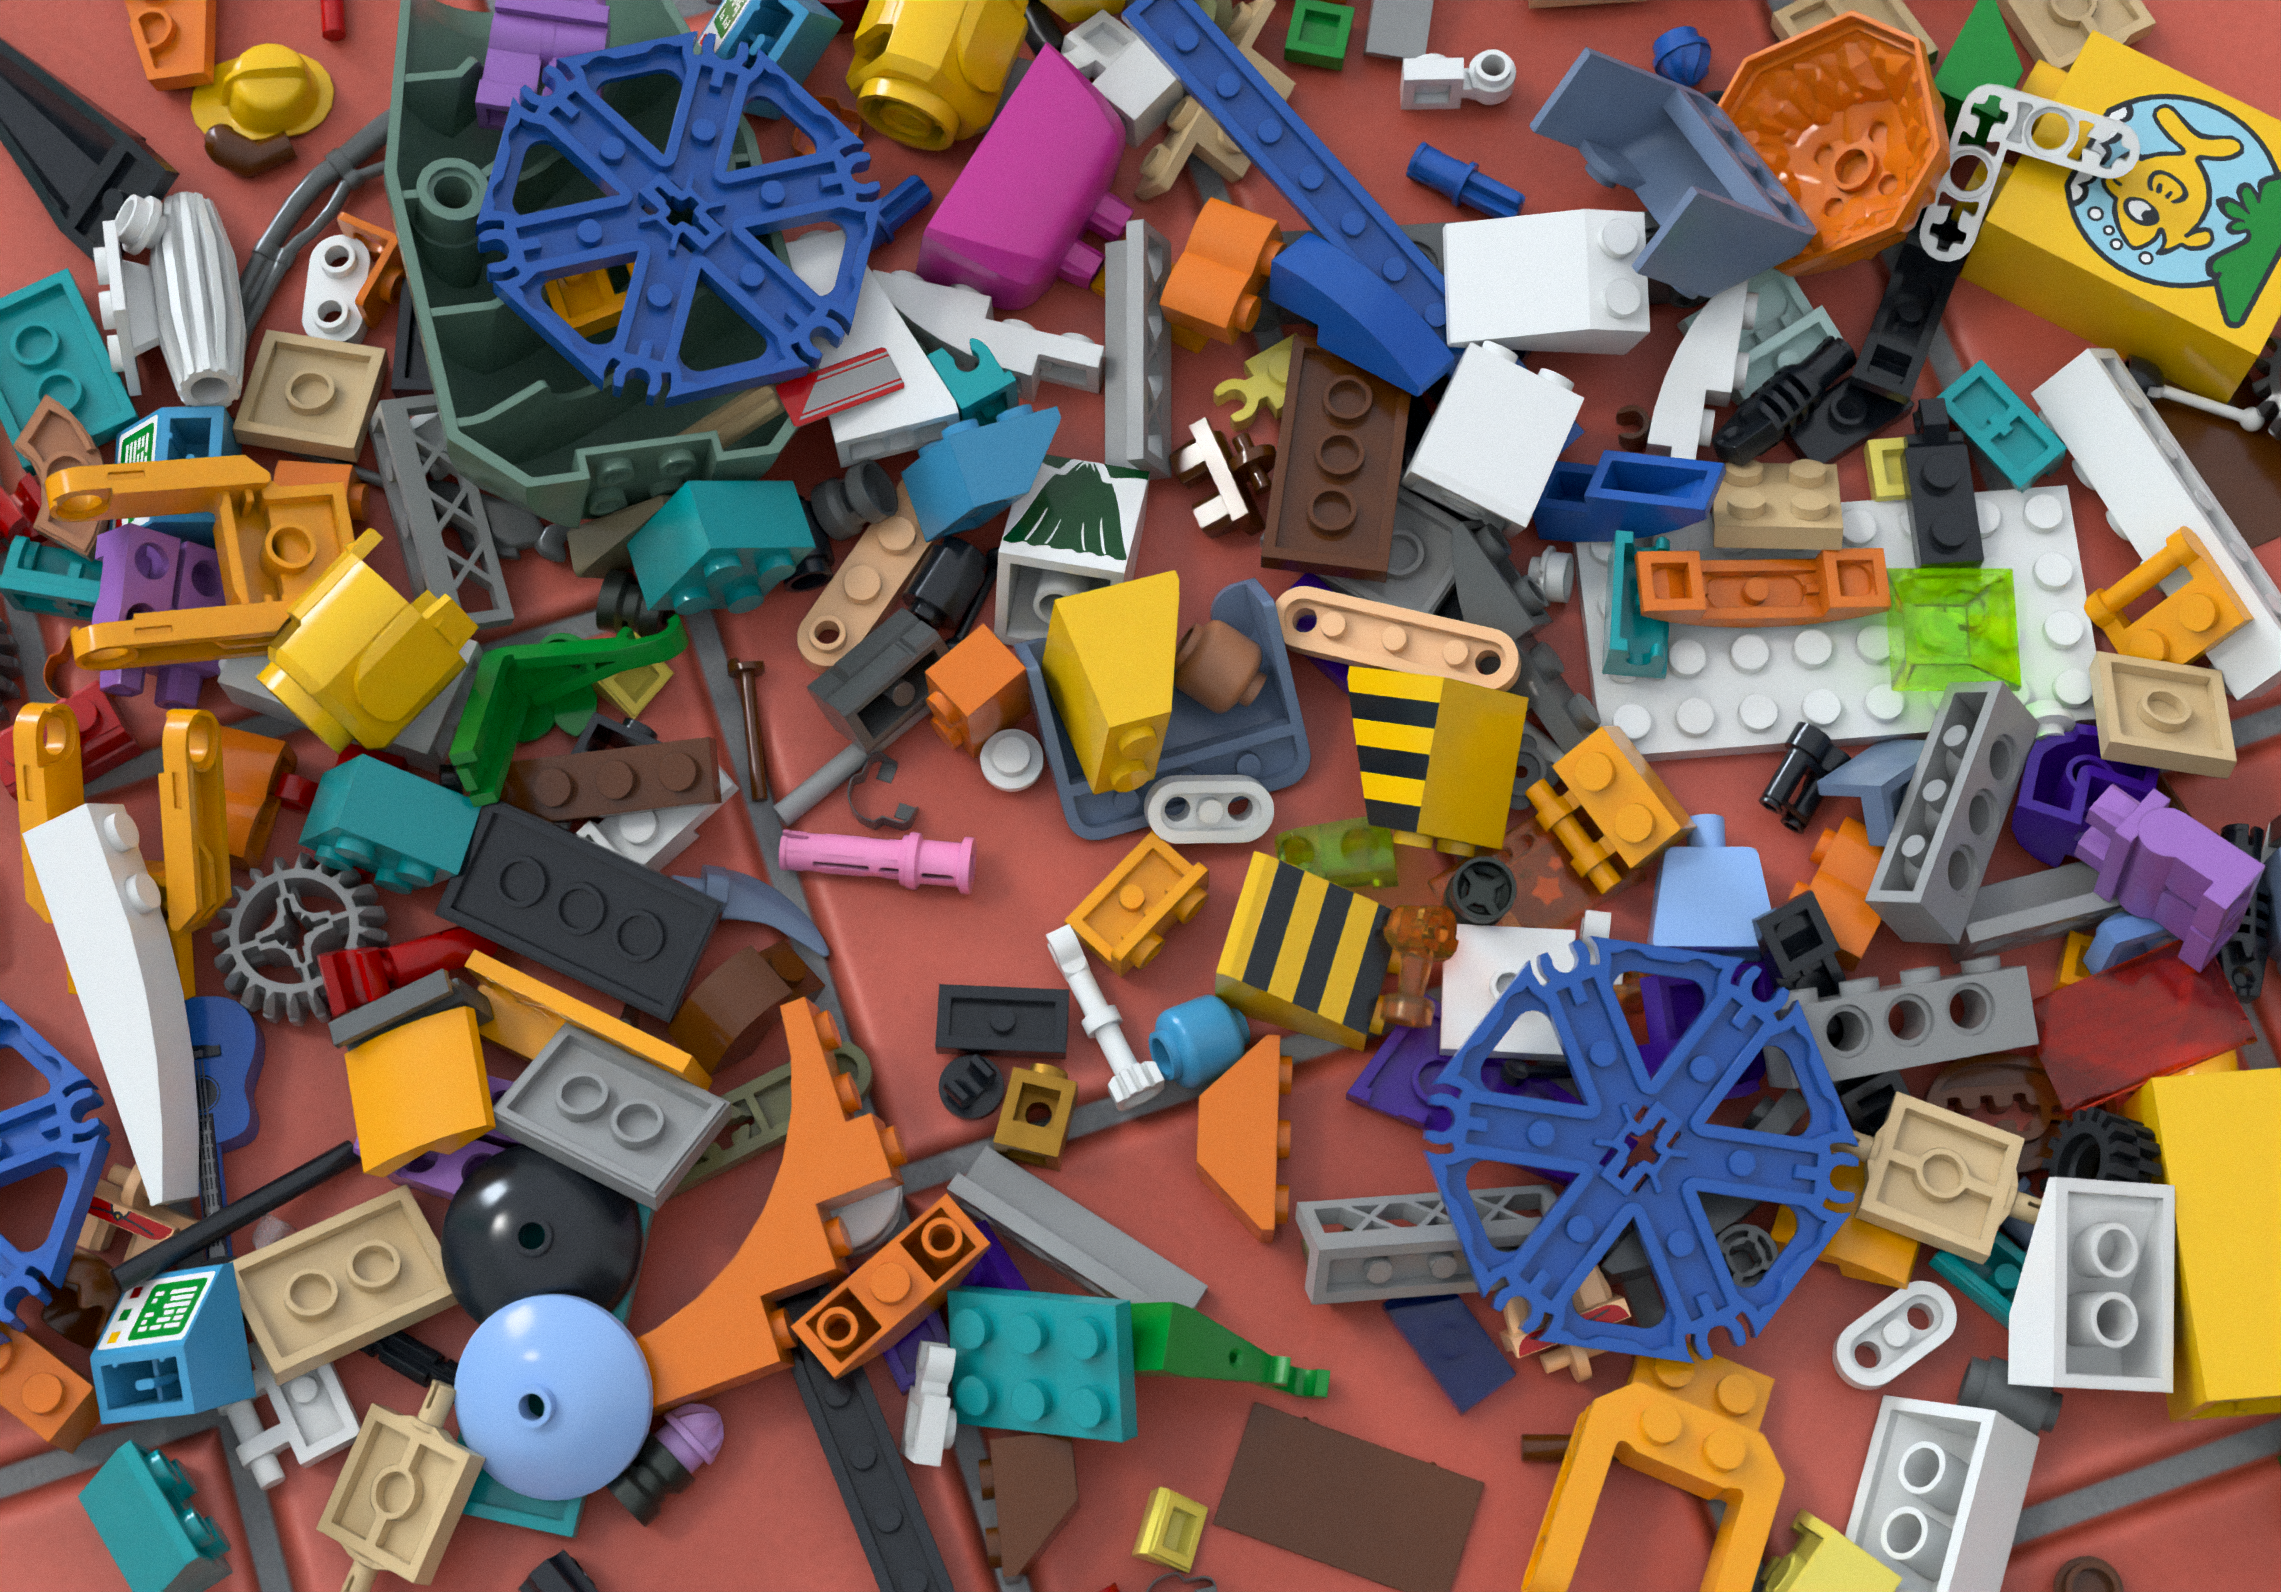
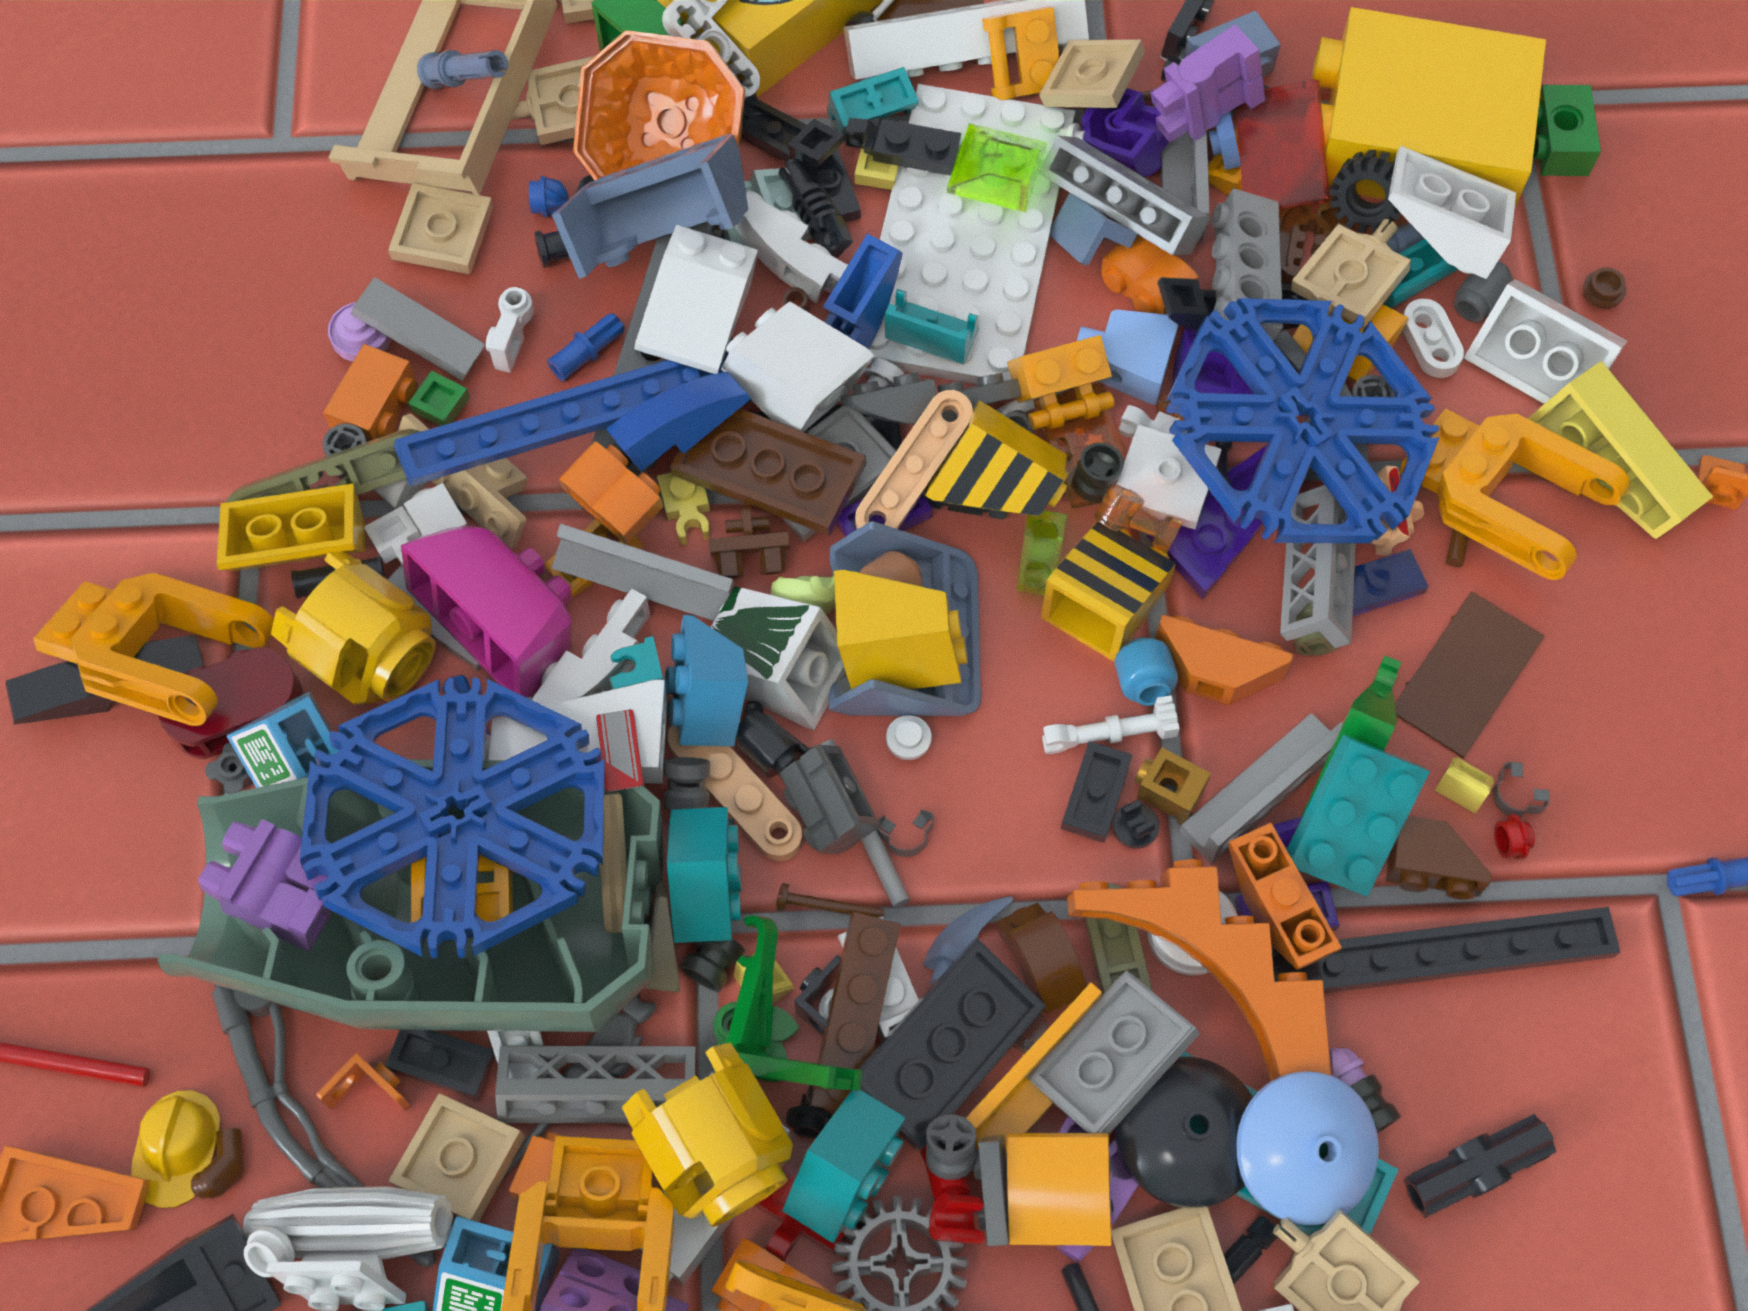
camera: 75 degrees left, 5 degrees down
(336, 289) = (370, 1123): white plate -> none
(448, 929) = (942, 1137): none -> dark grey wheel
(907, 860) = (963, 822): bright pink pin -> none
(928, 1417) = (1361, 907): white plate -> none
(976, 691) = (864, 735): orange brick -> none
(1138, 904) = (1040, 681): light orange bracket -> none
(1163, 550) = (807, 590): none -> yellowish green hair
(1206, 809) = (986, 625): white plate -> none
(1762, 591) = (942, 250): orange slope -> none
(1778, 506) = (892, 219): tan plate -> none
(1809, 755) = (1059, 269): black piece -> none

